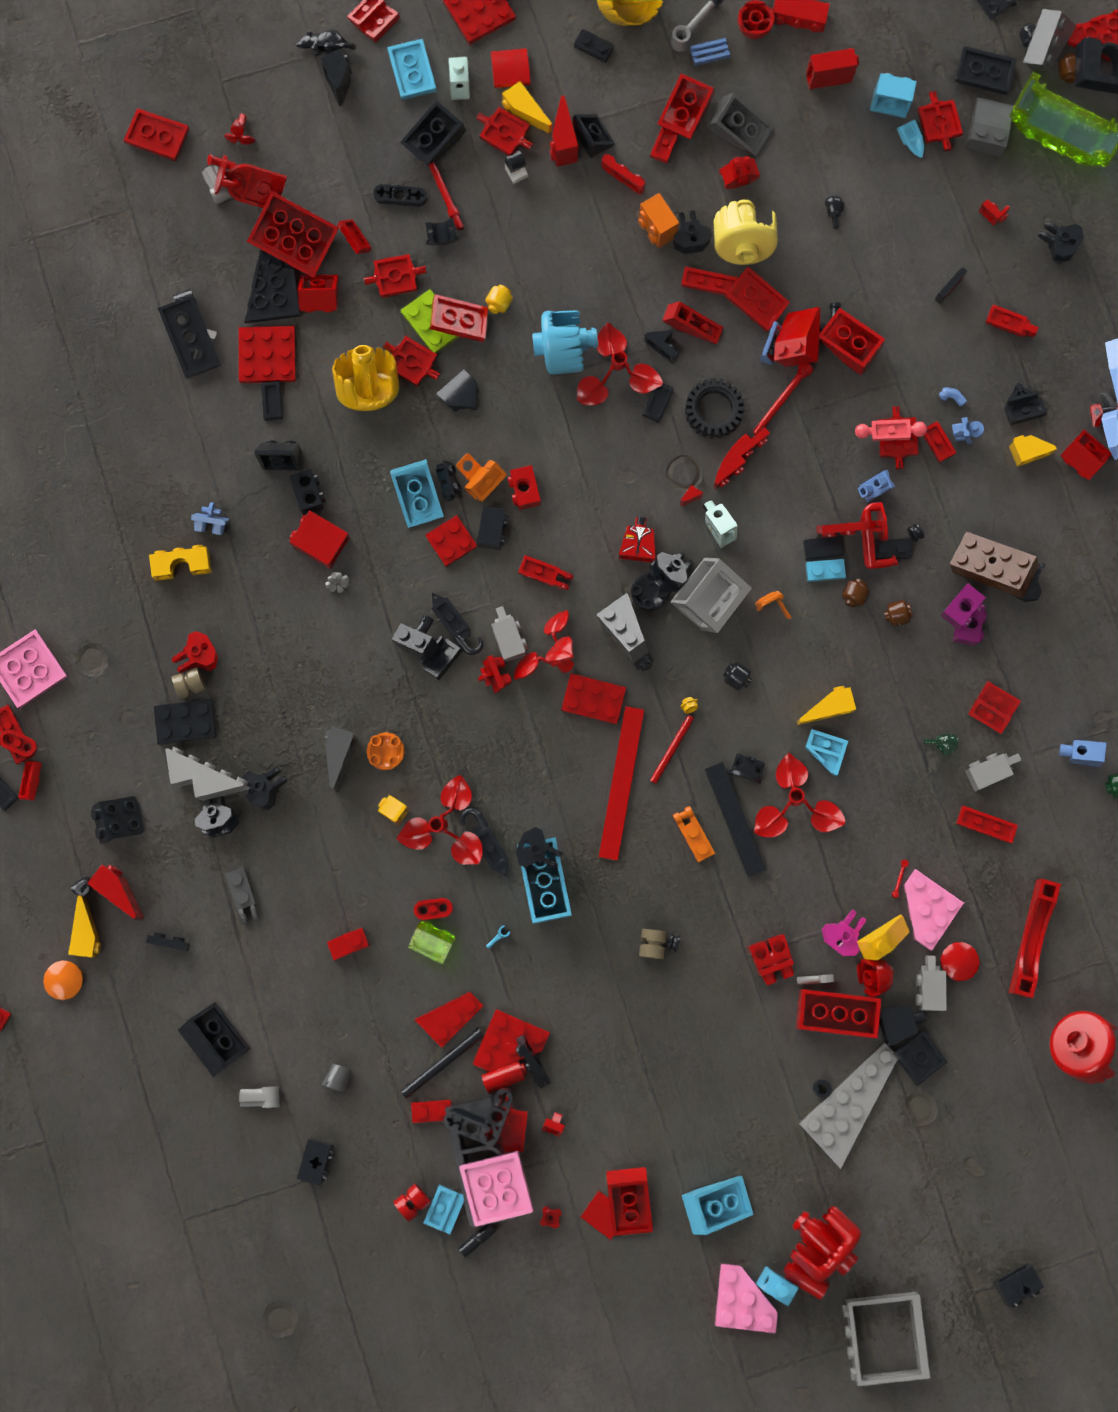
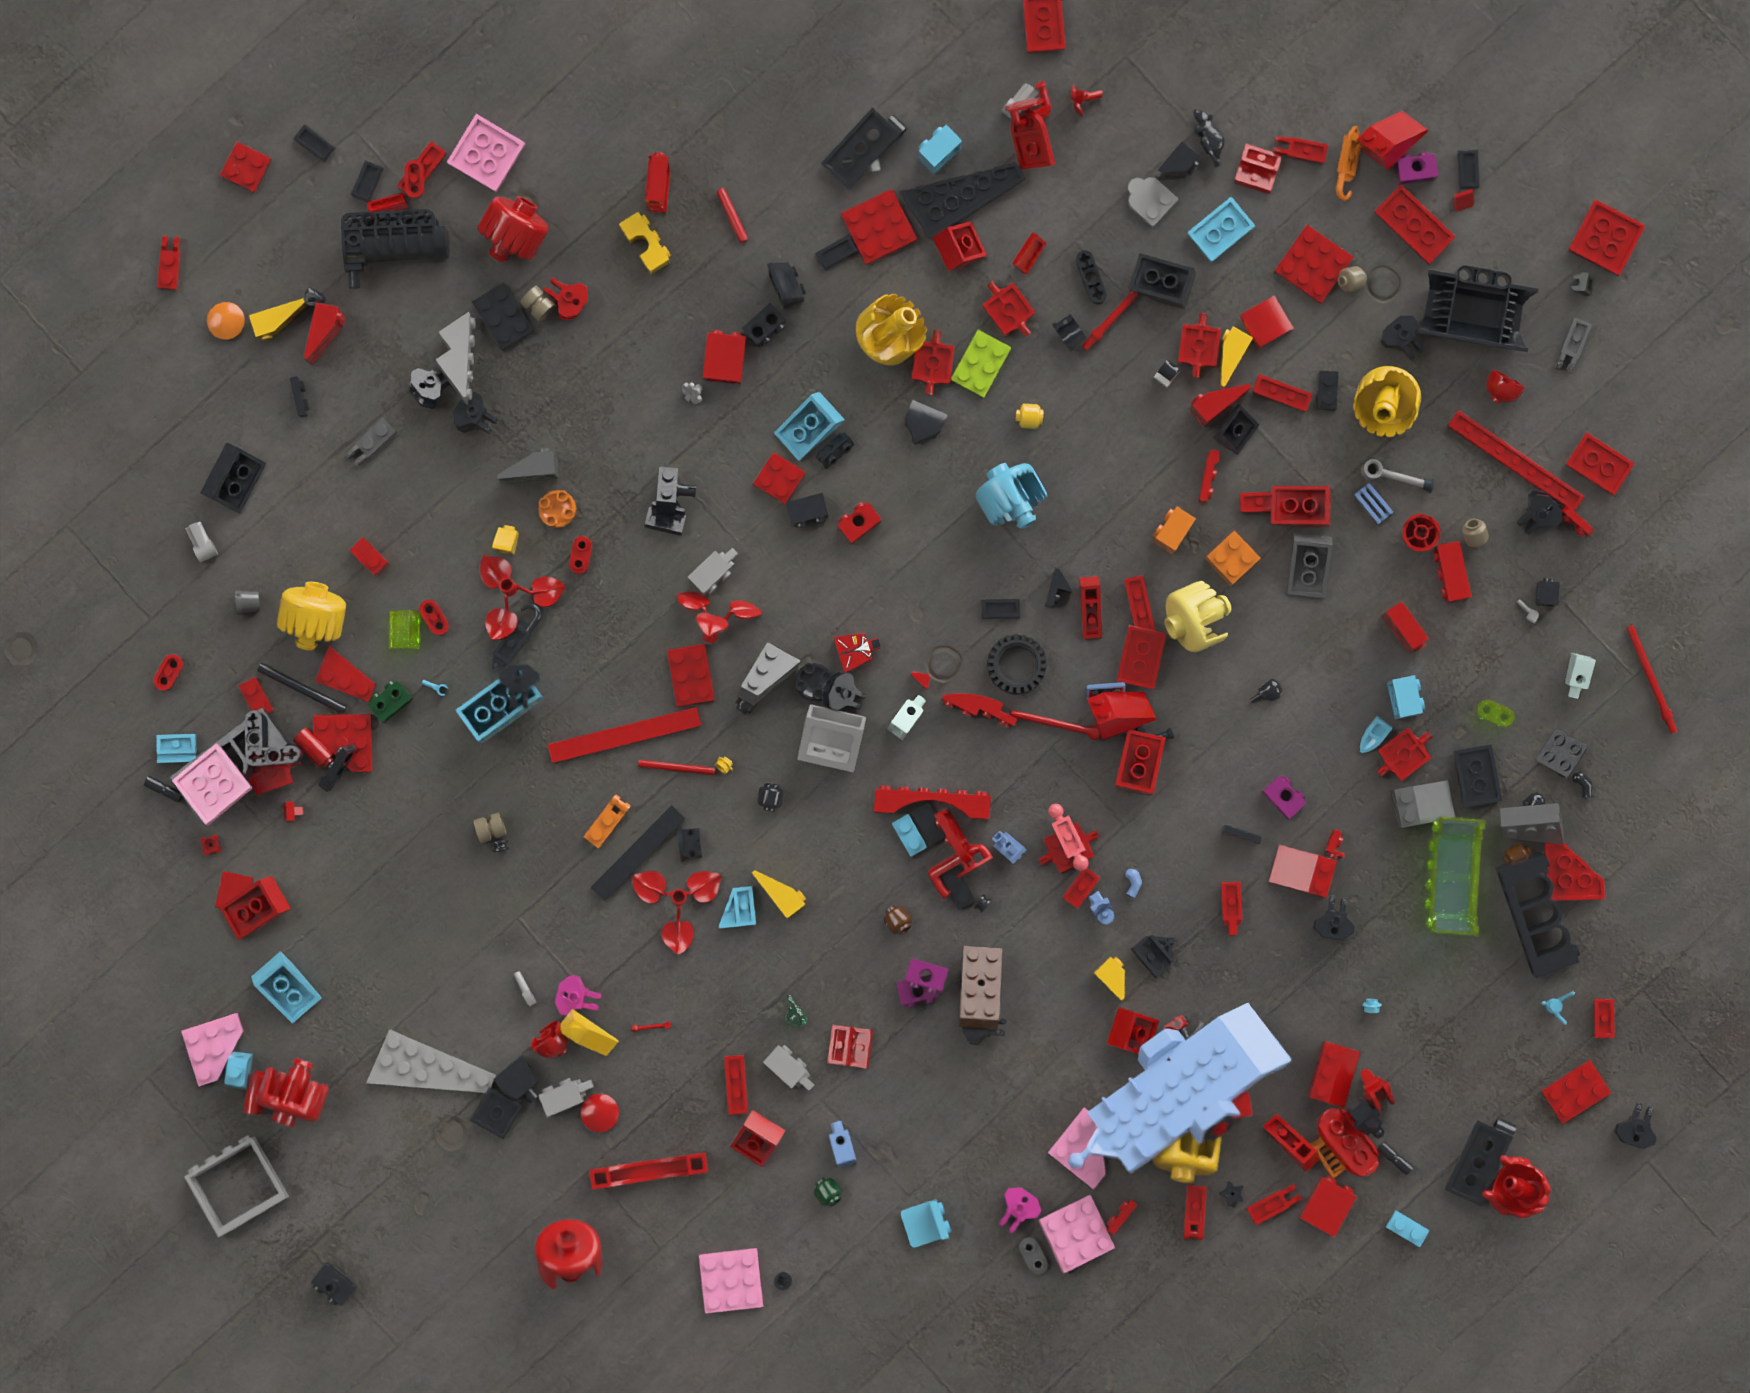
camera: 65 degrees right, 5 degrees up
(64, 789) = (390, 239): none -> black piece
(110, 670) = (514, 228): none -> red piece
(117, 819) = (387, 299): black bracket -> none
(131, 523) = (657, 183): none -> red window
(193, 476) = (731, 214): none -> red piece
(201, 520) = (700, 249): medium blue hips -> none
(223, 268) = (939, 148): none -> medium azure brick
(292, 234) = (1001, 197): red slope -> none
(315, 1149) = (156, 613): black brick -> none
(356, 116) = (1150, 199): none -> light grey plate
(366, 1186) = (168, 672): none -> red plate
(377, 1020) = (312, 613): none -> yellow piece
(417, 1197) = (175, 721): red wheel -> none
(437, 749) = (580, 555): none -> red plate
(454, 623) = (702, 517): black plate -> none
(458, 318) = (992, 387): plate -> none
(459, 75) = (1230, 278): light aqua torso -> none
(481, 479) = (850, 479): orange piece -> none
(491, 674) = (666, 581): red hips -> none
(492, 985) = (389, 701): none -> dark green brick
(543, 572) = (787, 575): red hinge -> none
(579, 81) = (1282, 393): none -> red plate
(613, 343) = (1013, 585): red plant -> none
(691, 235) = (1178, 566): black hinge -> none
(705, 185) = (1232, 558): none -> orange brick
(739, 172) = (1260, 585): red hinge -> none
(770, 598) = (856, 794): orange piece -> none
(770, 961) = (525, 943): red hips -> none
(789, 570) = (973, 806): none -> red arch
(828, 1087) = (427, 1031): black bush -> none
(838, 1013) = (501, 1020): red brick -> none
(855, 593) = (898, 872): reddish brown head -> none
(925, 242) = (1273, 793): none -> magenta brick
(929, 909) = (636, 1065): bright pink plate -> none
(936, 33) = (1495, 713): none -> clear neon green plate
(1006, 248) = (1302, 871): none -> slope
(1045, 826) = (757, 1138): none -> red slope

